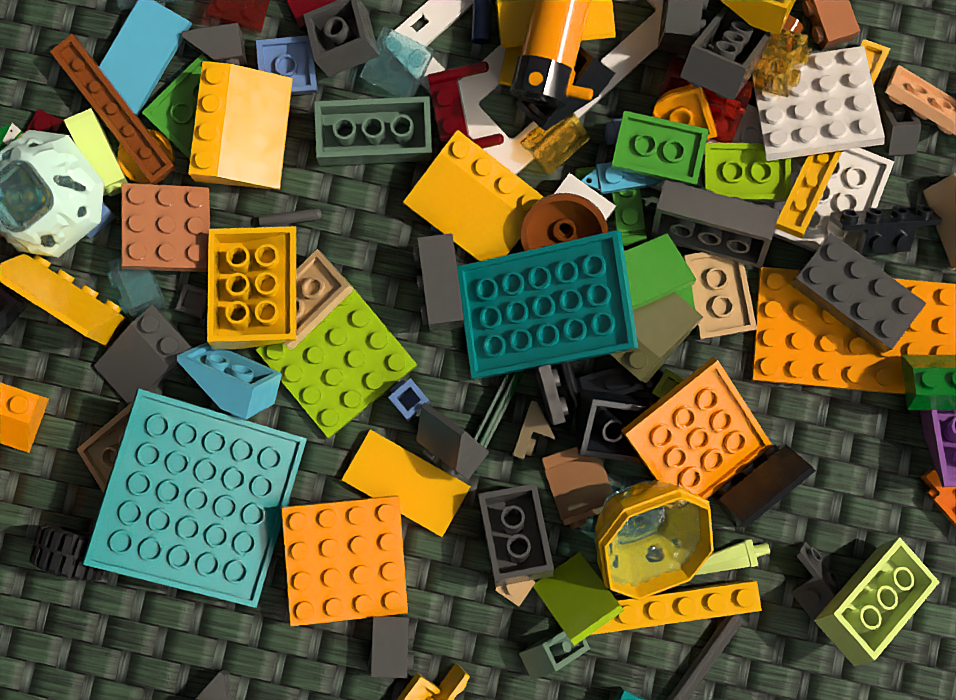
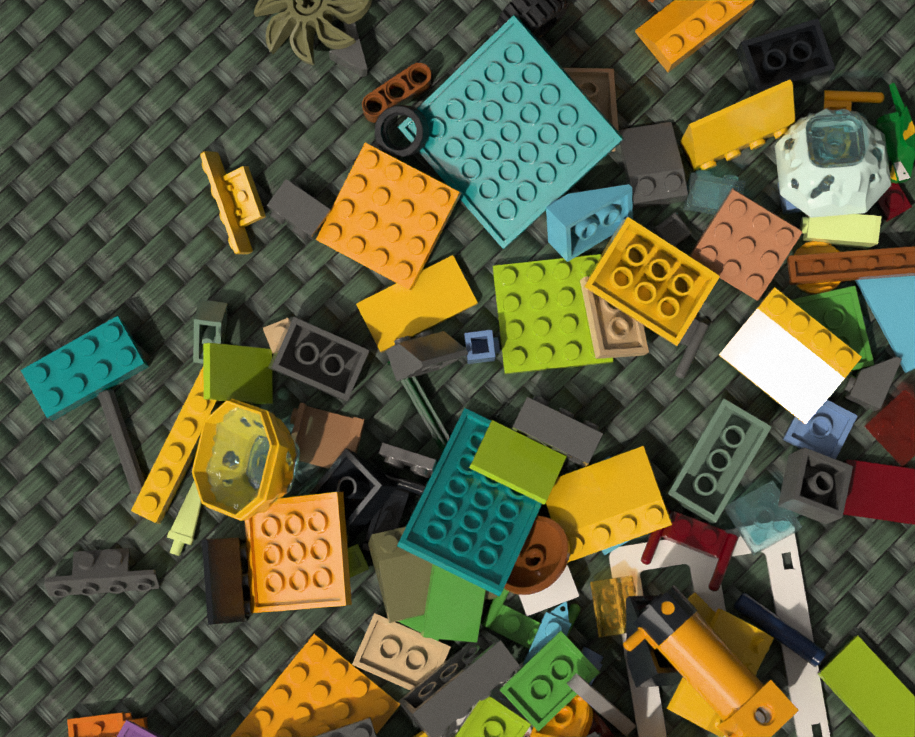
camera: 125 degrees right, 0 degrees up
(209, 630) = (402, 80): none -> dark orange beam
(276, 612) = (381, 129): none -> black tyre
(490, 298) = (518, 462): none -> lime tile
(533, 423) = (396, 433): dark tan slope -> none
(649, 93) = (601, 704): none -> light grey beam
(877, 602) = (75, 605): yellowish green brick -> none

